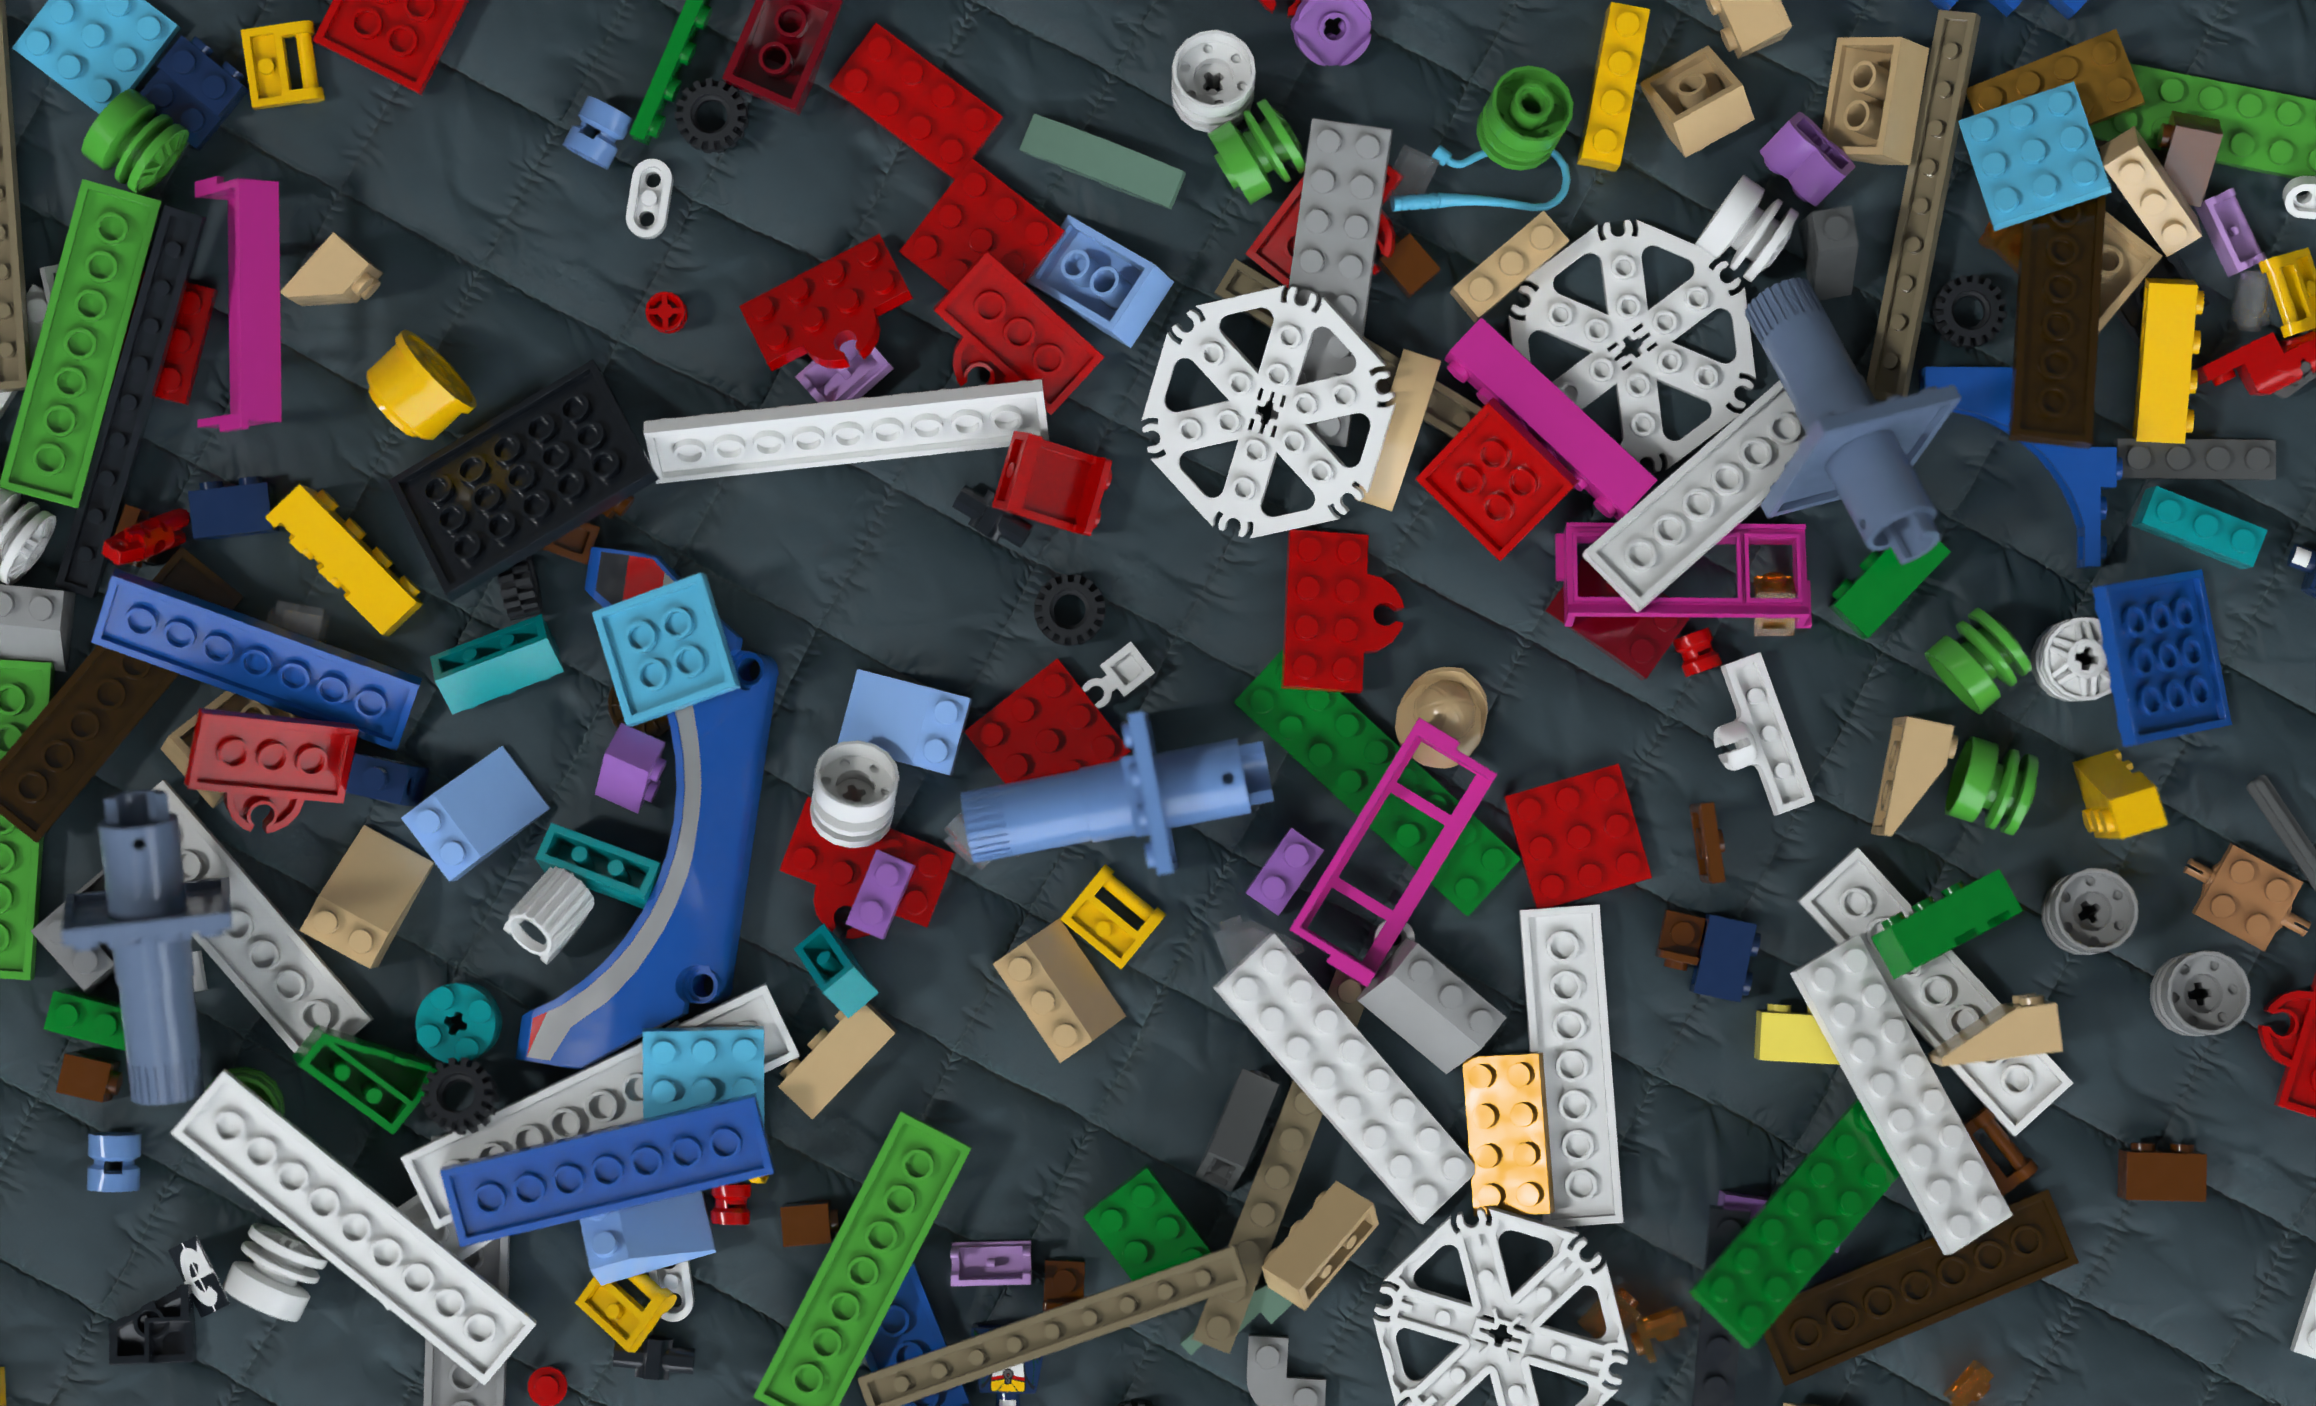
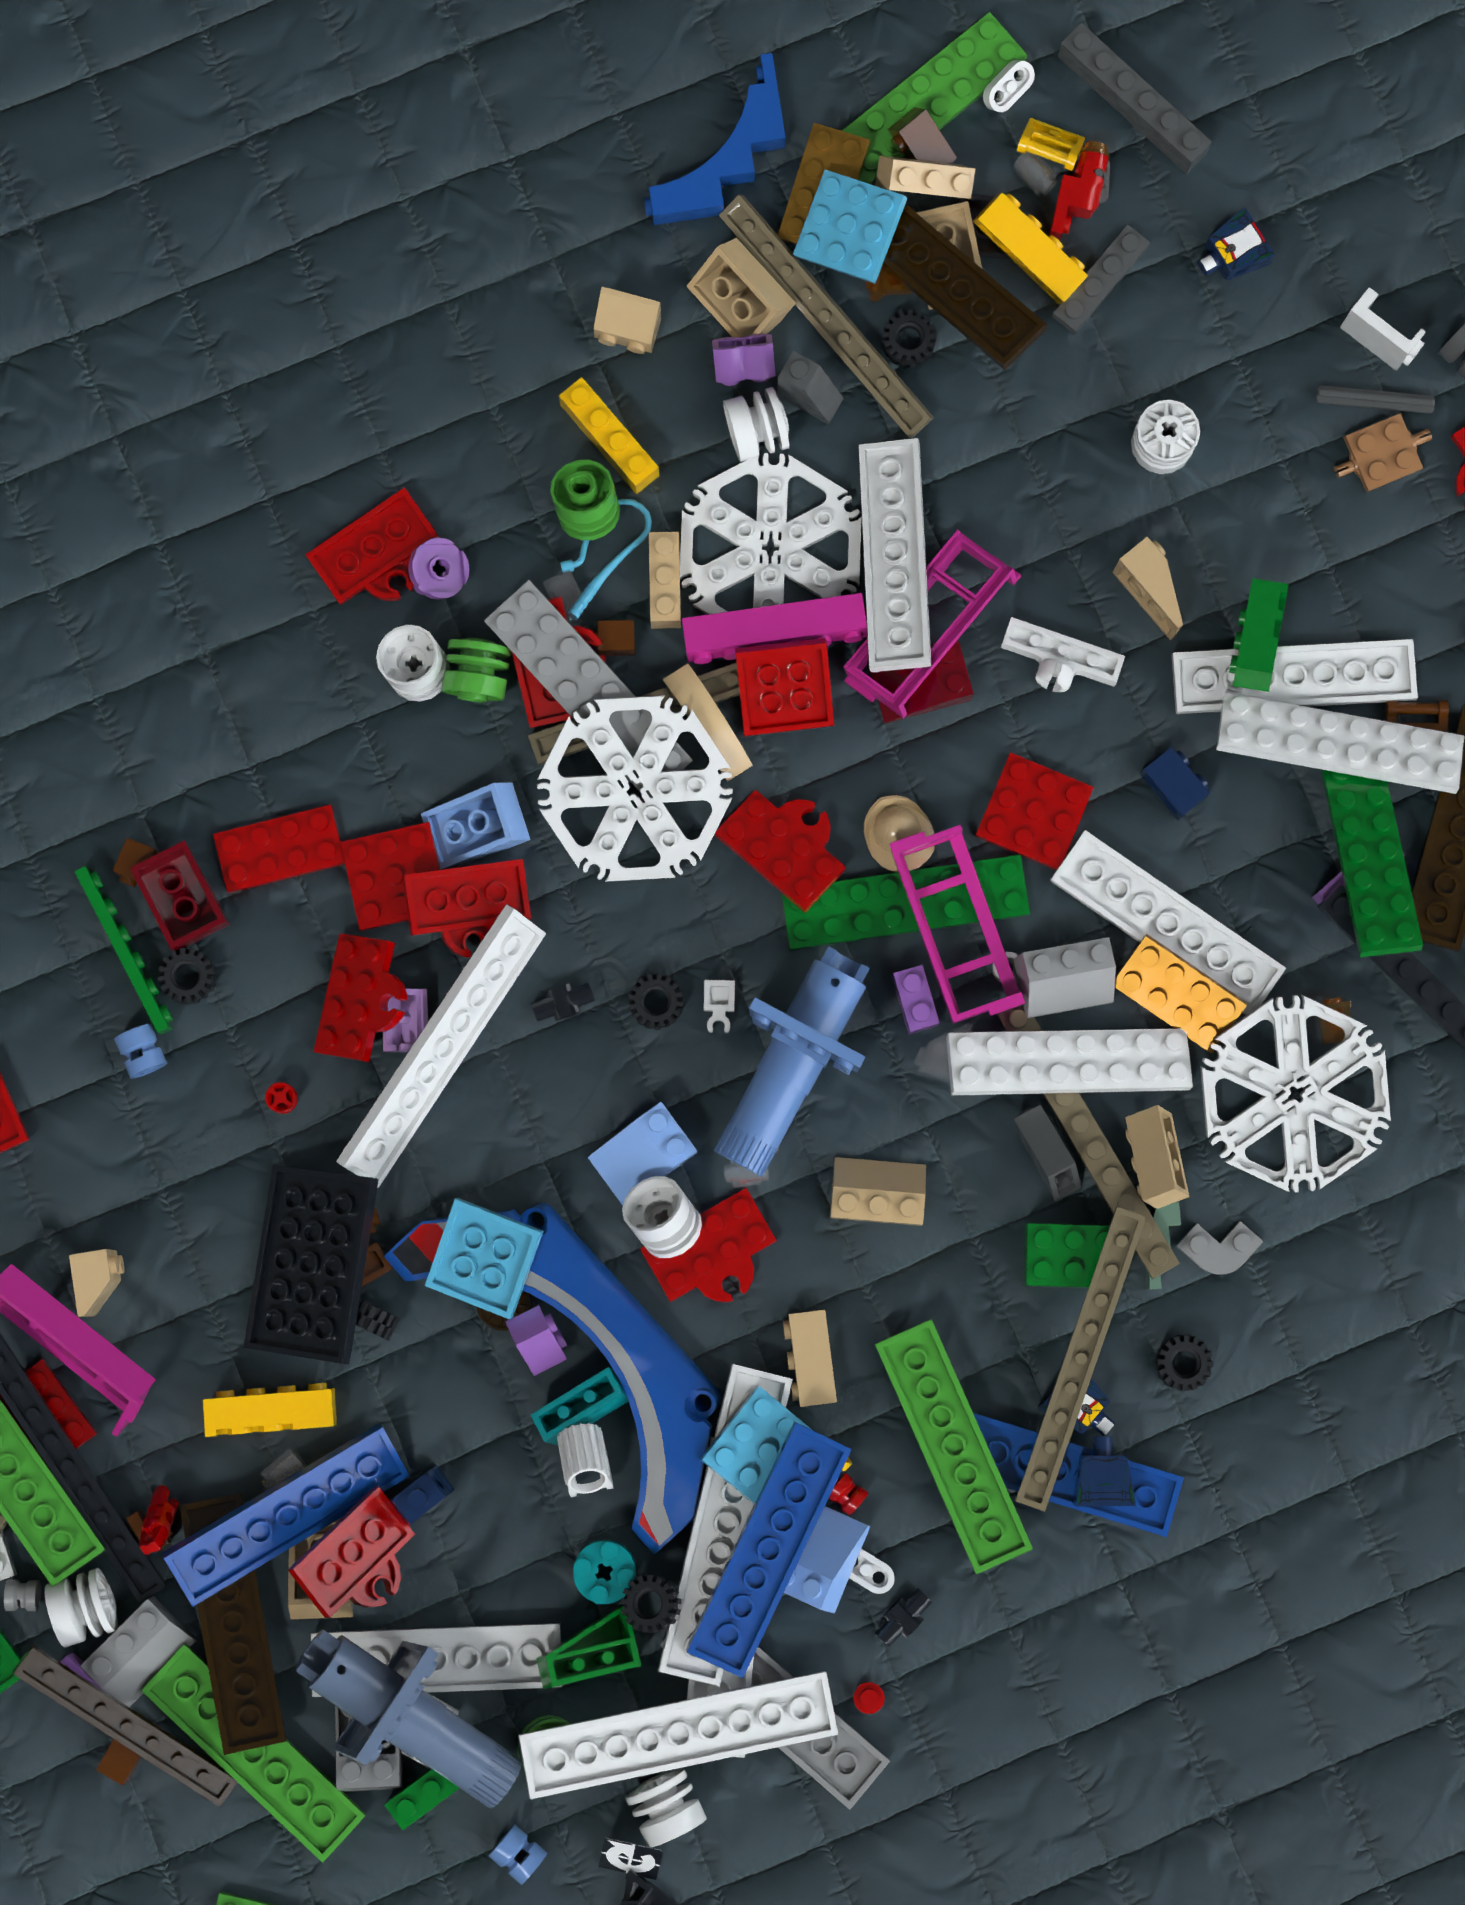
camera: 55 degrees left, 5 degrees down
(89, 1077) = (454, 1827): reddish brown brick -> none
(232, 510) = (183, 1456): dark blue brick -> none
(367, 897) = (483, 1565): tan slope -> none
(418, 388) = (204, 1282): yellow wheel -> none
(476, 814) = (487, 1457): light blue slope -> none
(496, 664) = (408, 1371): teal brick -> none
(621, 1314) = (860, 1615): yellow plate -> none
(649, 199) = (206, 1053): white plate -> none
(809, 1223) = (897, 1456): reddish brown brick -> none
(836, 971) = (758, 1314): teal brick -> none
(880, 894) = (735, 1250): medium lavender brick -> none
(991, 1263) = (1009, 1365): lavender hinge -> none
(1045, 729) = (715, 1074): red plate -> none
(1052, 484) = (573, 950): red panel -> none
(1063, 1282) = (1055, 1332): reddish brown bracket -> none
(1102, 161) = (406, 766): sand green slope -> none
(1104, 927) = (860, 1134): yellow plate -> none
(1662, 1325) = (1364, 996): clear orange bracket -> none
(1680, 940) = (1144, 800): reddish brown bracket -> none
(1697, 652) = (981, 653): red wheel -> none
(1698, 101) = (657, 394): tan slope -> none
(1708, 842) = (1099, 736): reddish brown plate -> none
(1774, 586) = (979, 577): clear orange bracket -> none
(1790, 1037) = (1254, 781): light yellow brick -> none
(1852, 443) = (933, 460): sand blue piece -> none
(1881, 588) = (1027, 508): green brick -> none
(1985, 654) = (1119, 494): bright green wheel -> none
(2000, 788) = (1202, 543): bright green wheel -> none
(2008, 1031) = (1352, 649): tan slope -> none
(2077, 471) = (1054, 351): blue arch -> none
(2109, 923) = (1331, 536): light grey wheel -> none
(2117, 799) = (1265, 479): yellow wedge -> none
(2162, 657) = (1202, 386): blue plate -> none
(2199, 527) = (1143, 307): teal brick -> none
(2222, 989) = (1425, 508): light grey wheel -> none
(2230, 232) = (985, 154): lavender hinge -> none

